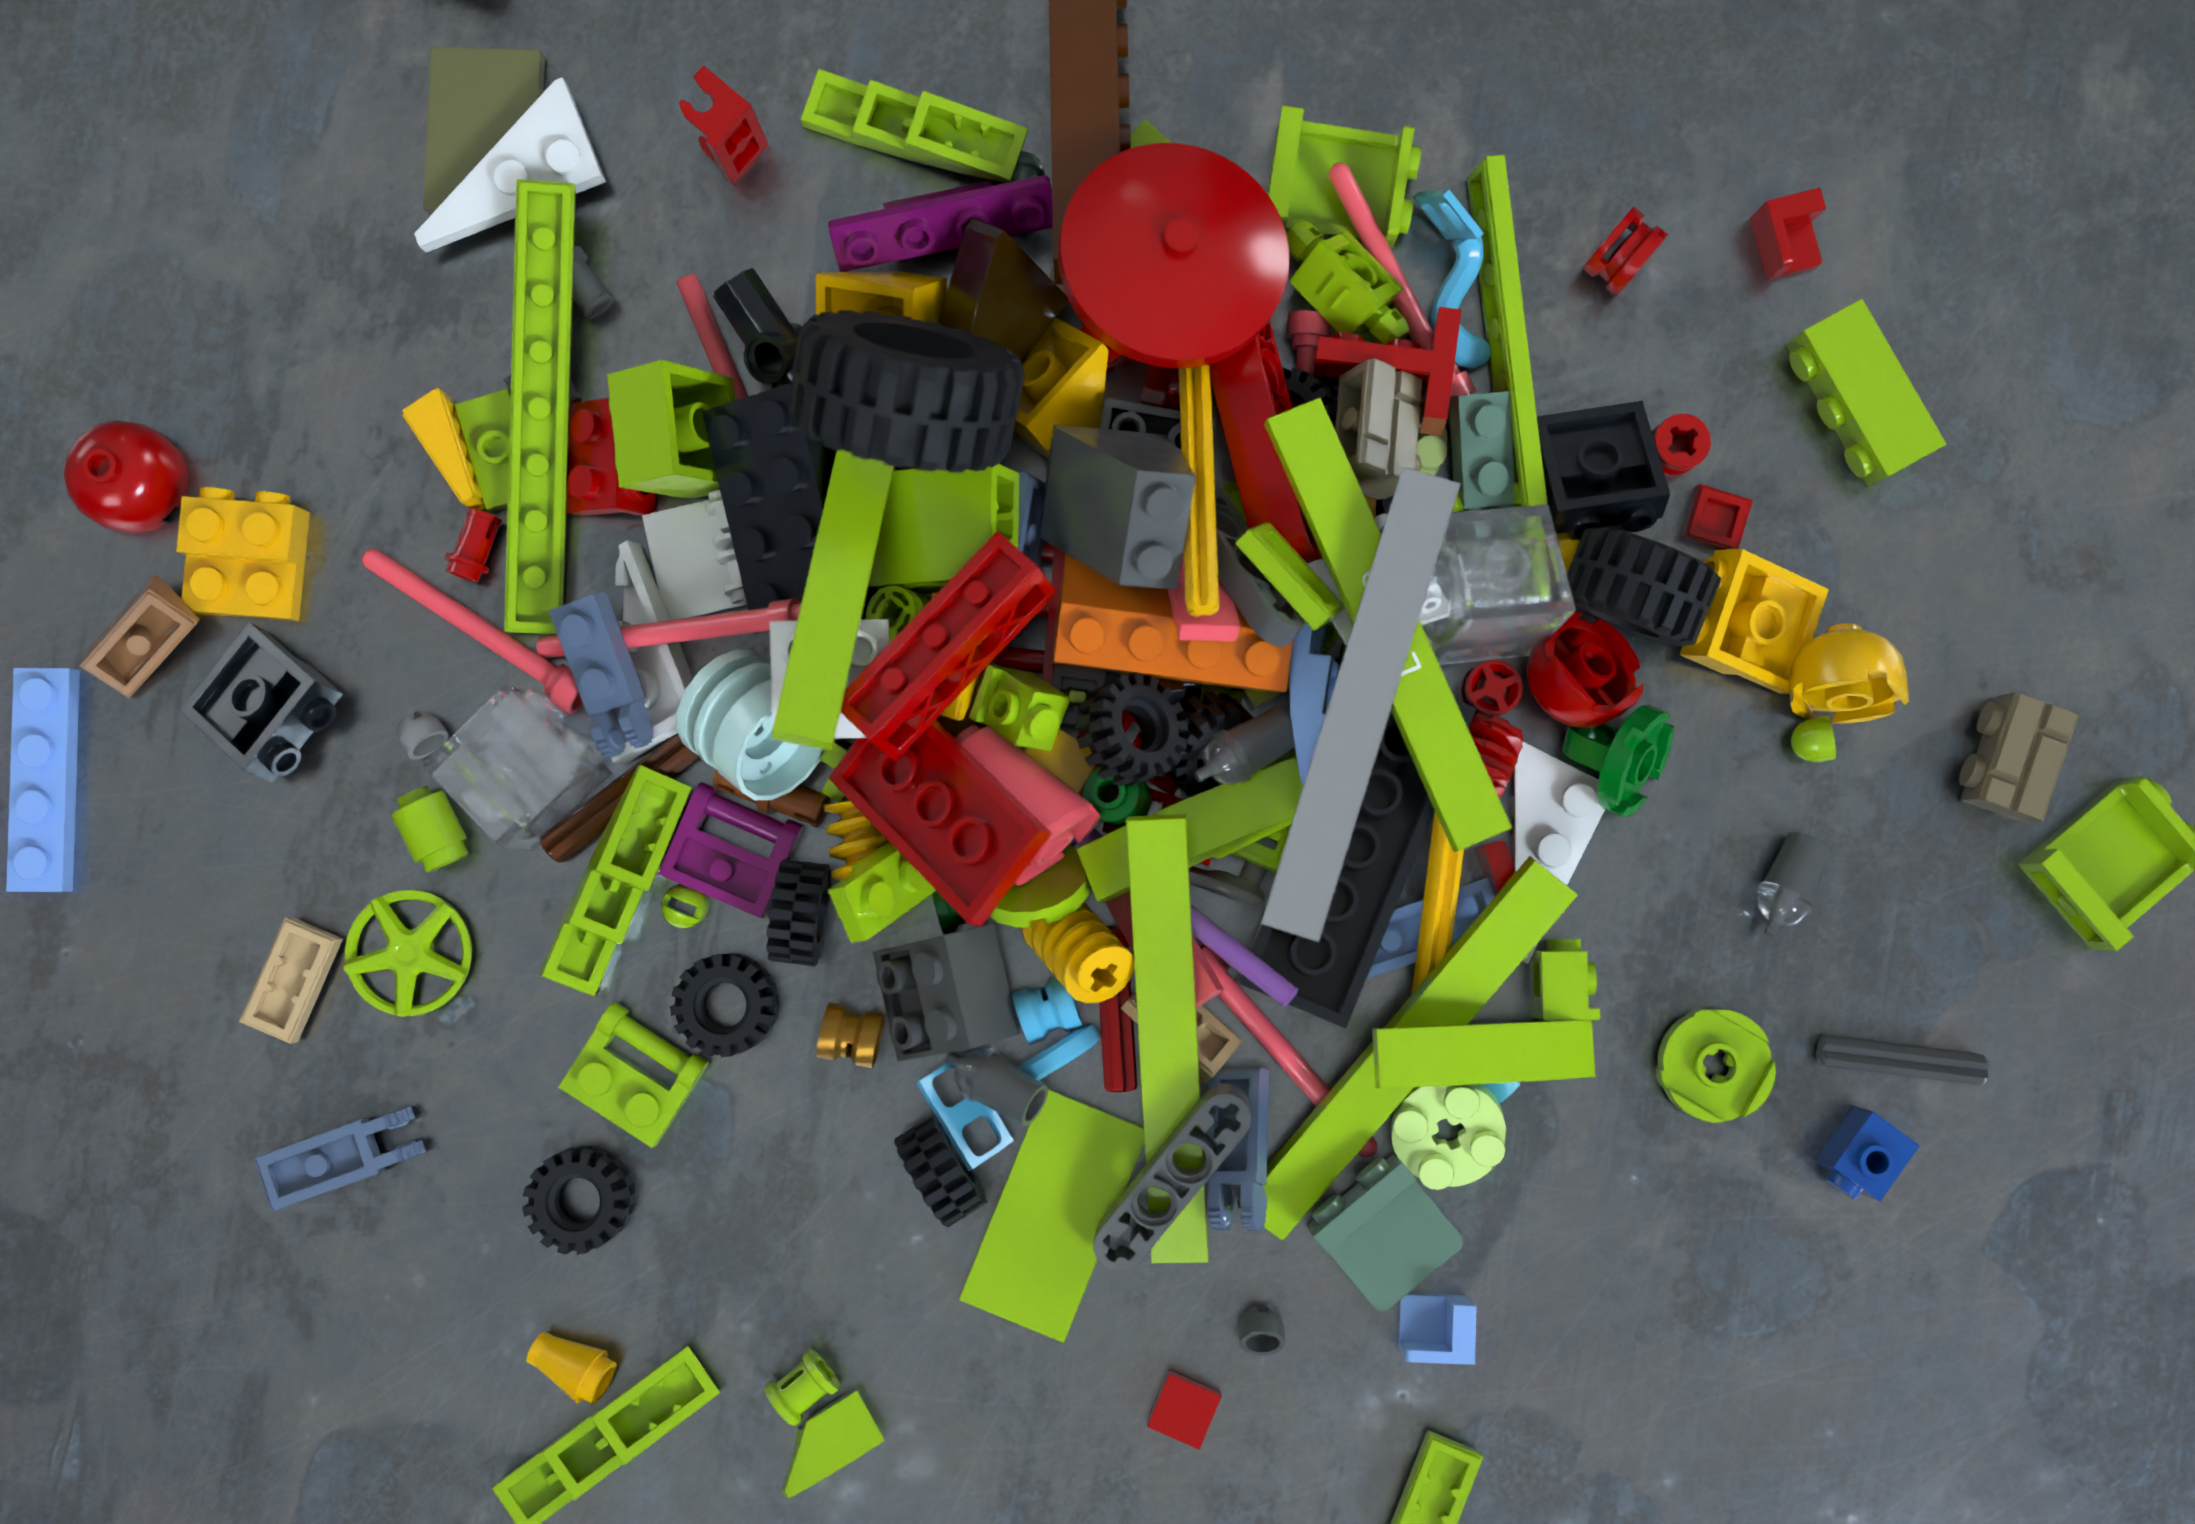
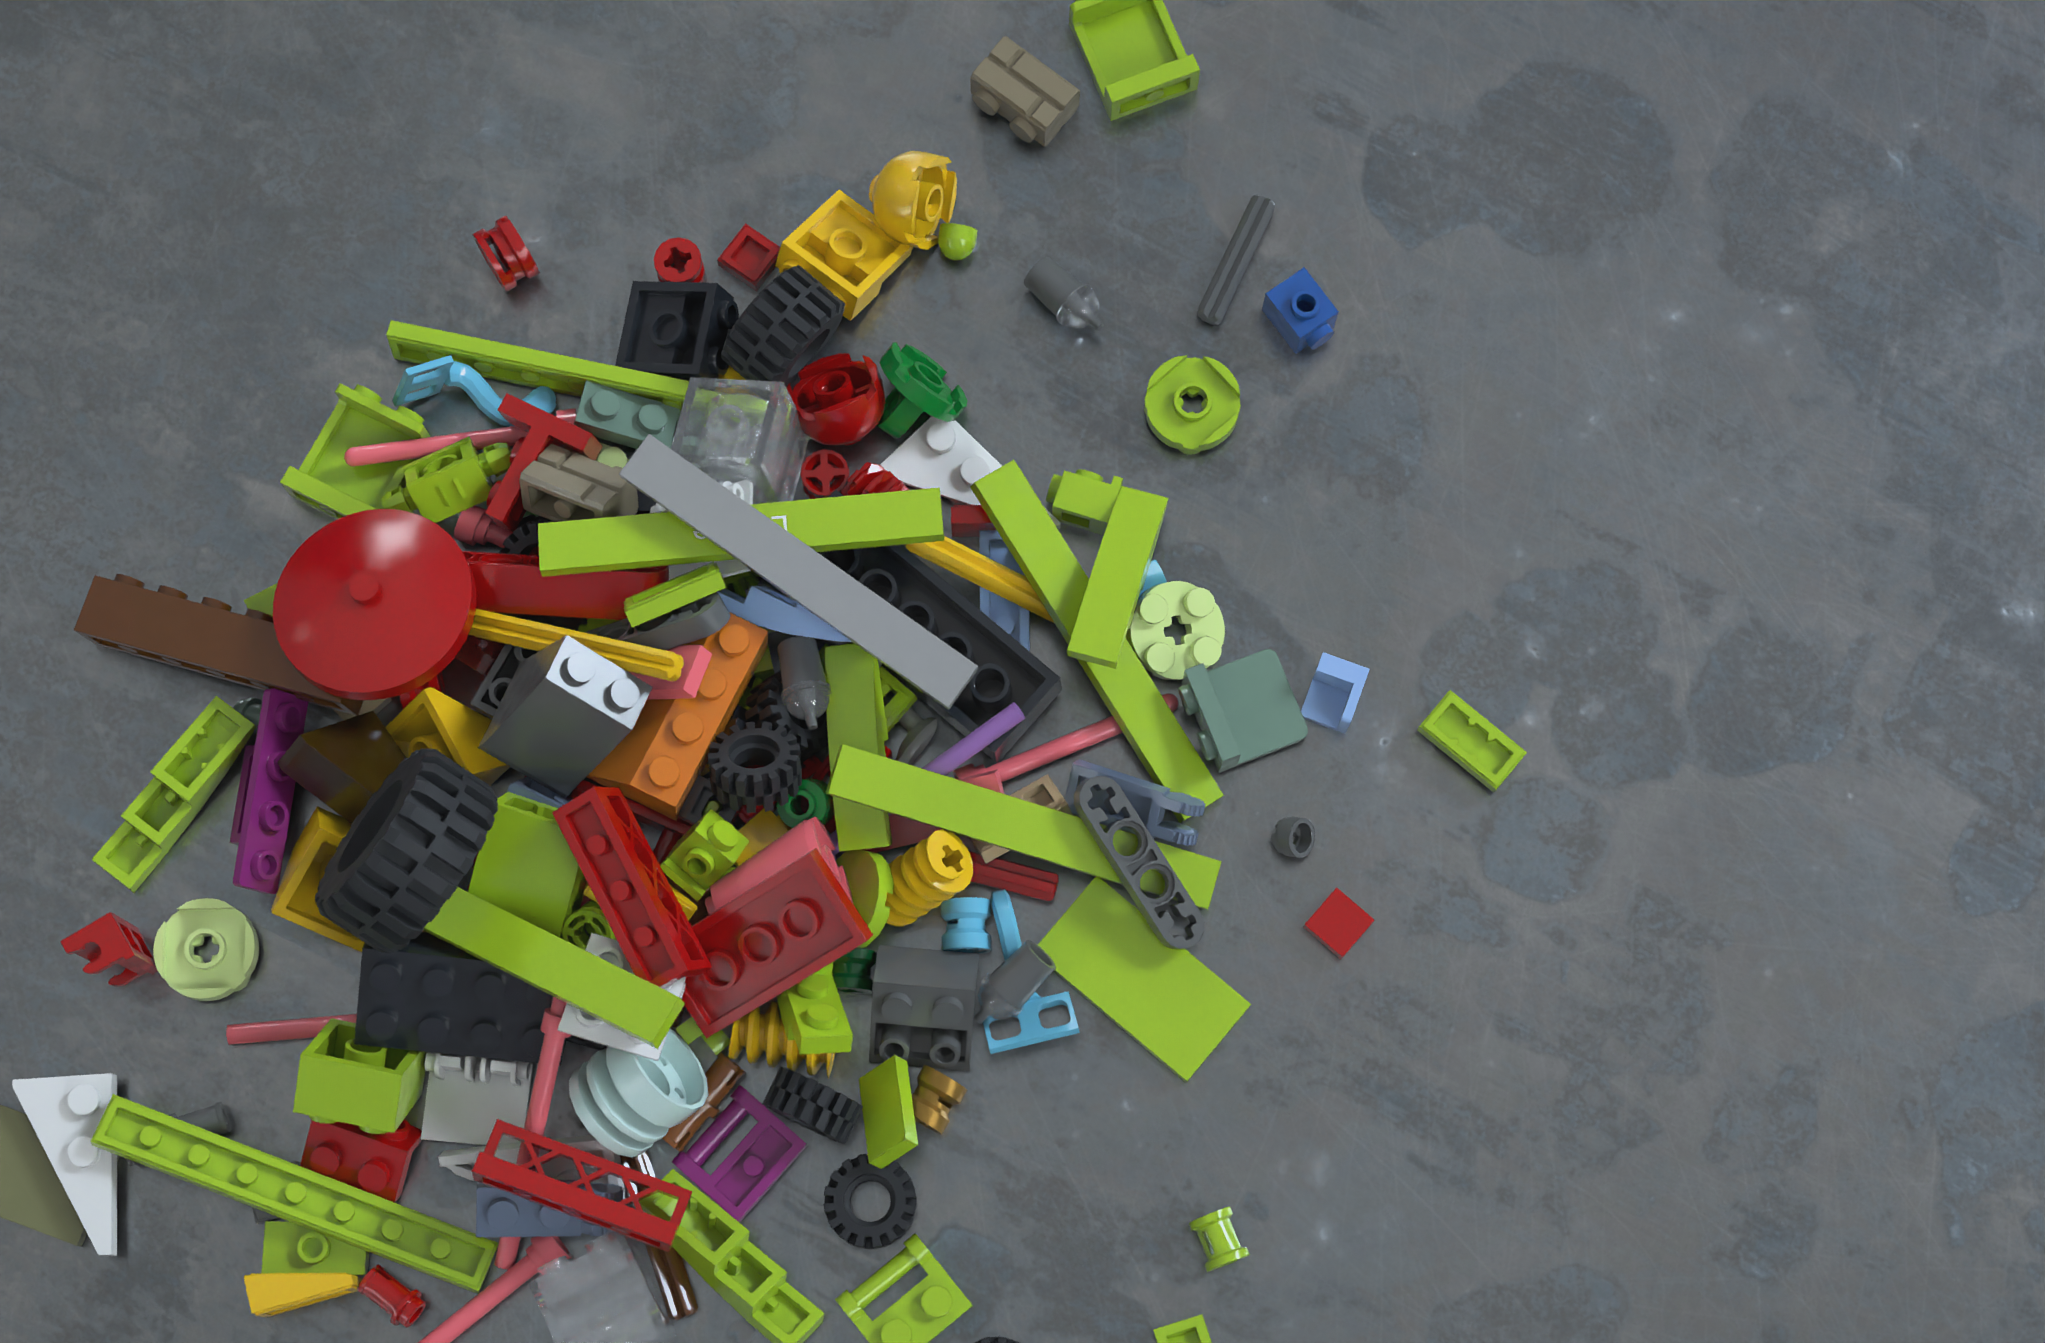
camera: 75 degrees left, 10 degrees down
(605, 703) = (576, 1201): none -> red fence
(689, 896) = (782, 1218): lime hinge -> none
(761, 326) = (295, 978): black piece -> none
(779, 194) = (227, 970): none -> yellowish green plate
(818, 995) = (888, 1112): none -> lime tile
(830, 1442) = (1273, 1231): lime slope -> none
(939, 1172) = (1071, 1055): black tyre -> none
(1786, 233) = (539, 125): red panel -> none
(1864, 393) = (691, 110): lime brick -> none

